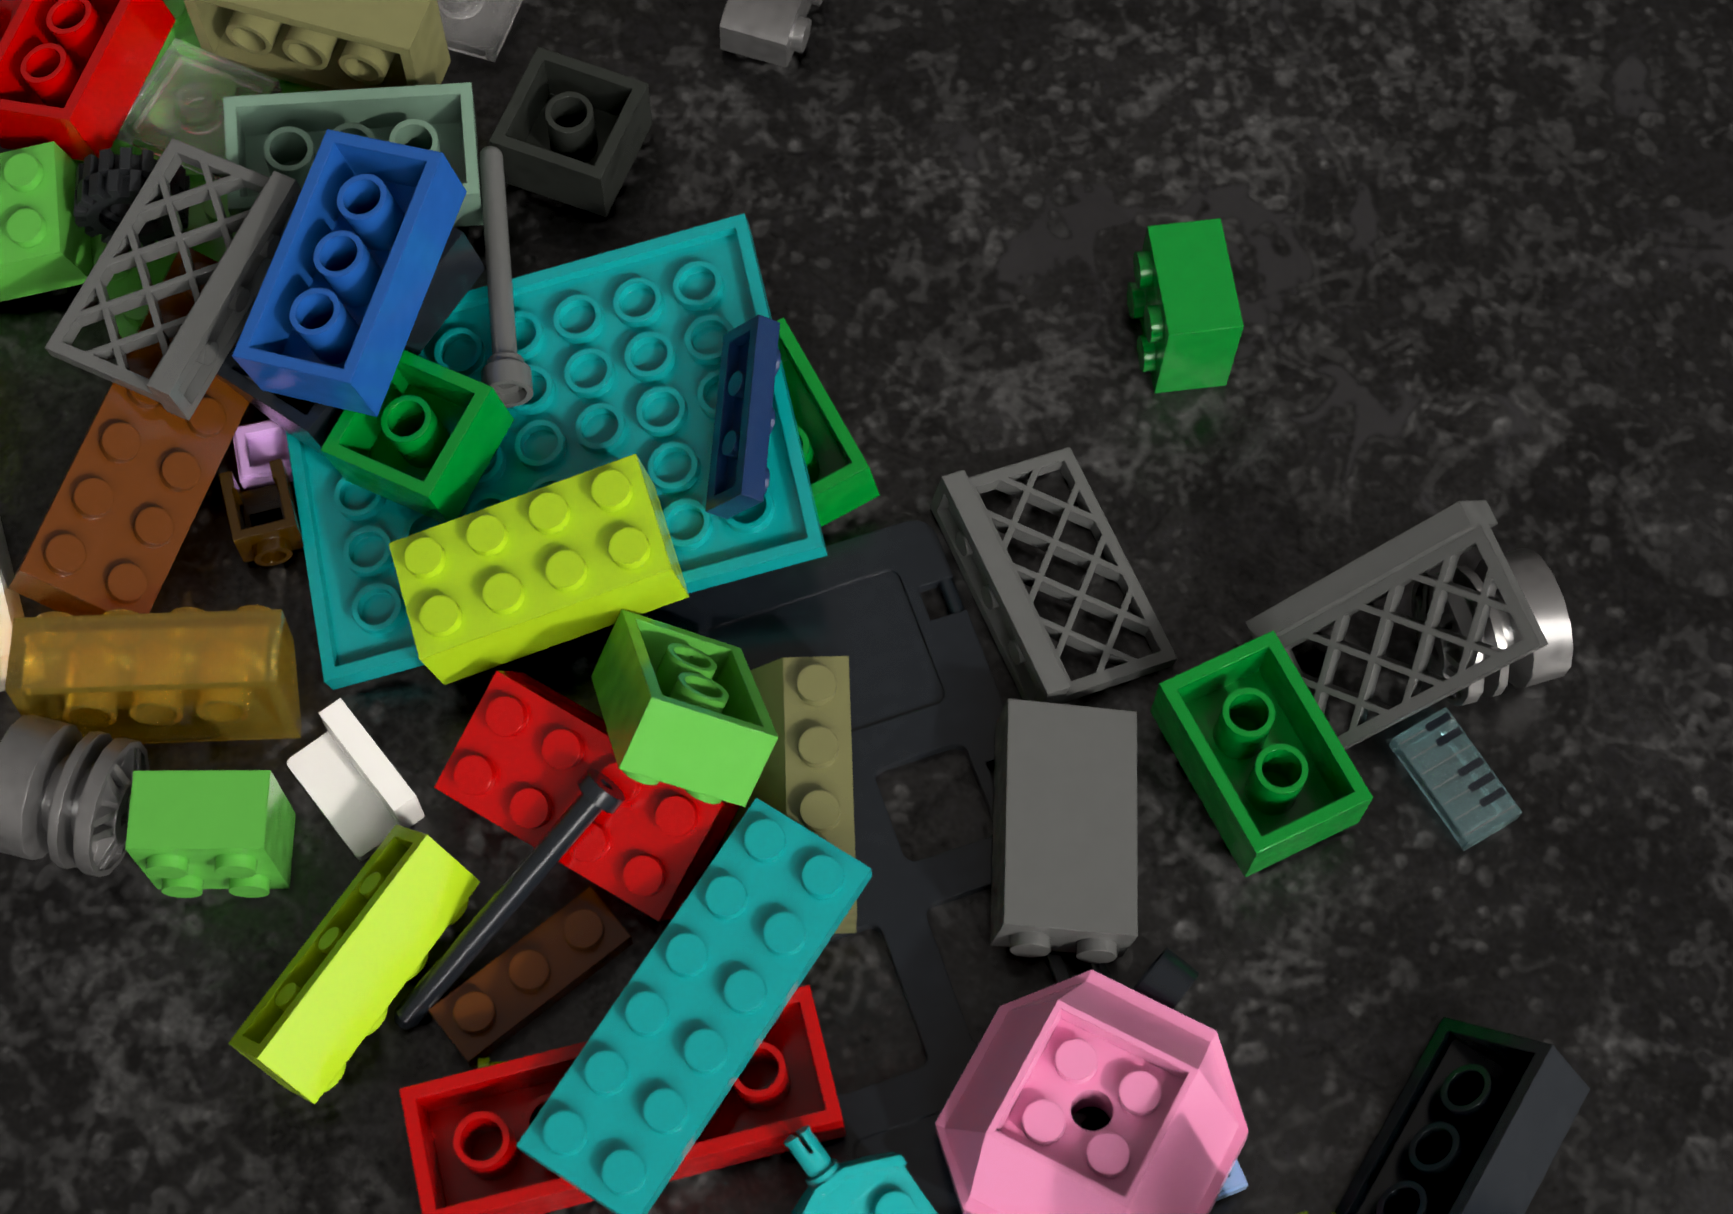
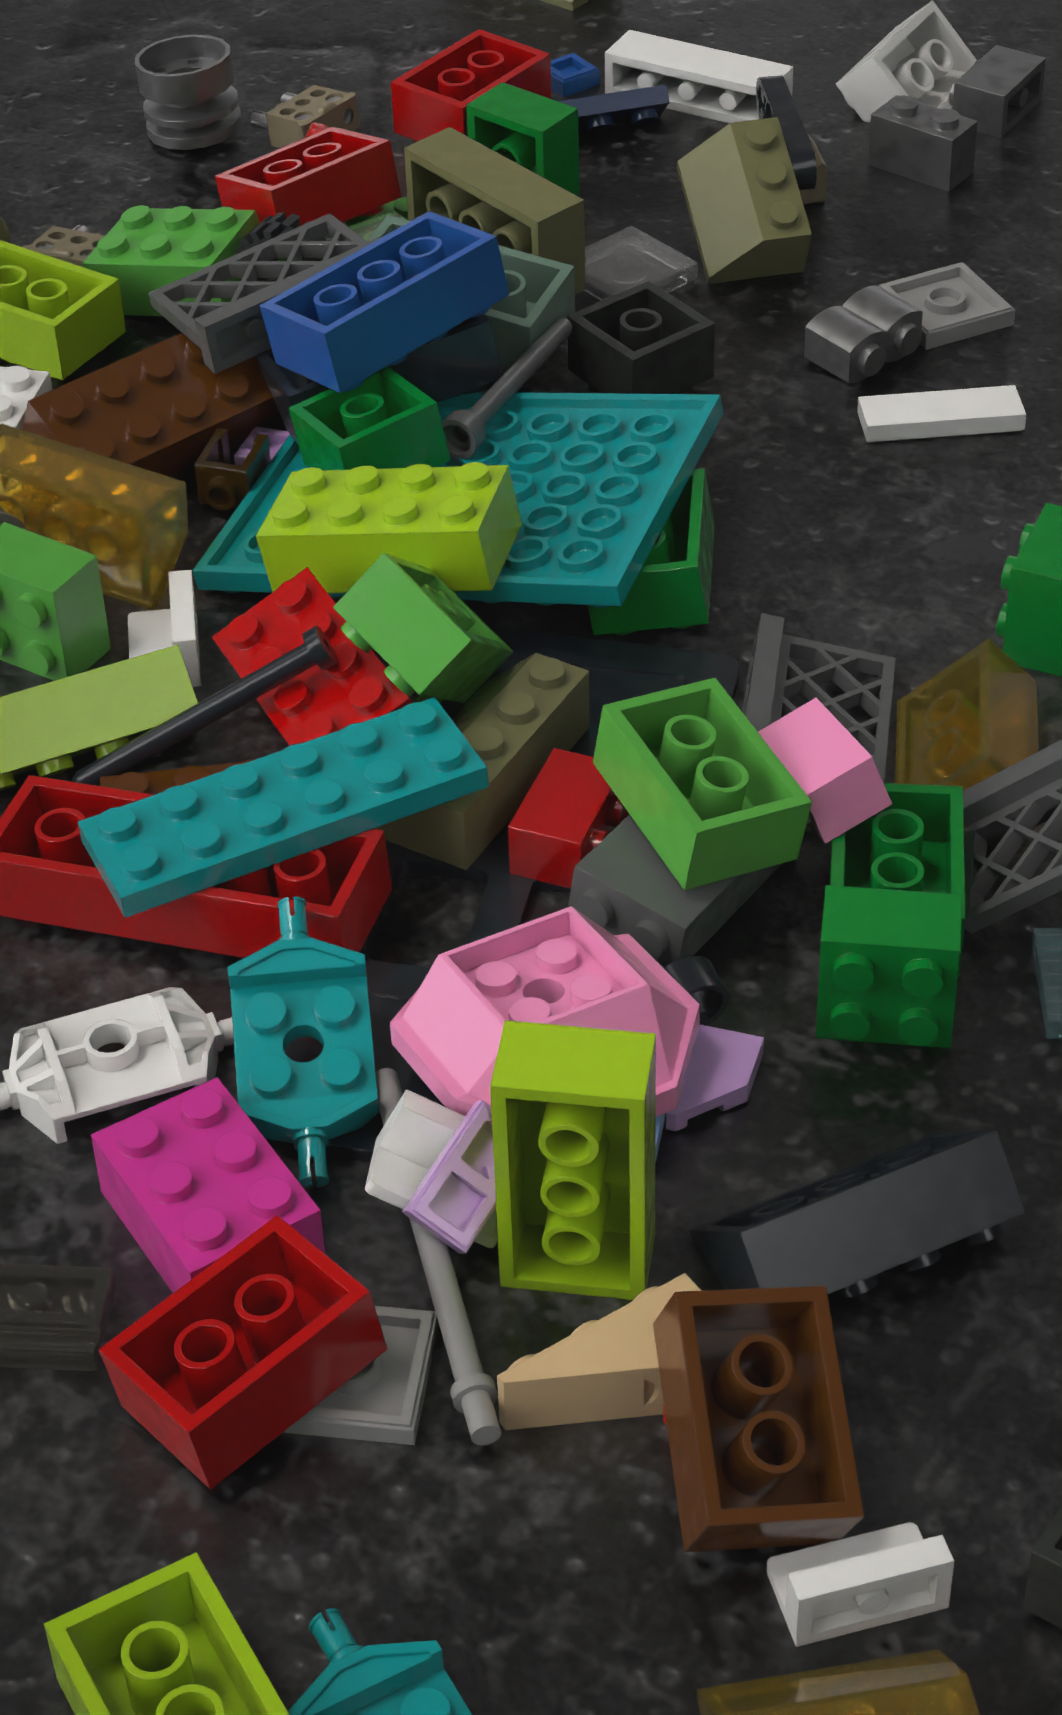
camera: 35 degrees right, 25 degrees down
(743, 417) = (616, 489): dark blue plate -> none
(905, 76) = (941, 413): none -> white tile
(928, 835) = (562, 819): none -> red brick
(1071, 776) = (701, 783): none -> bright green brick
(1158, 695) = (829, 769): none -> bright pink brick
(1206, 537) = (967, 721): none -> clear yellow slope
(1241, 1044) = (717, 1074): none -> lavender tile
(1329, 878) = (888, 966): none -> green brick

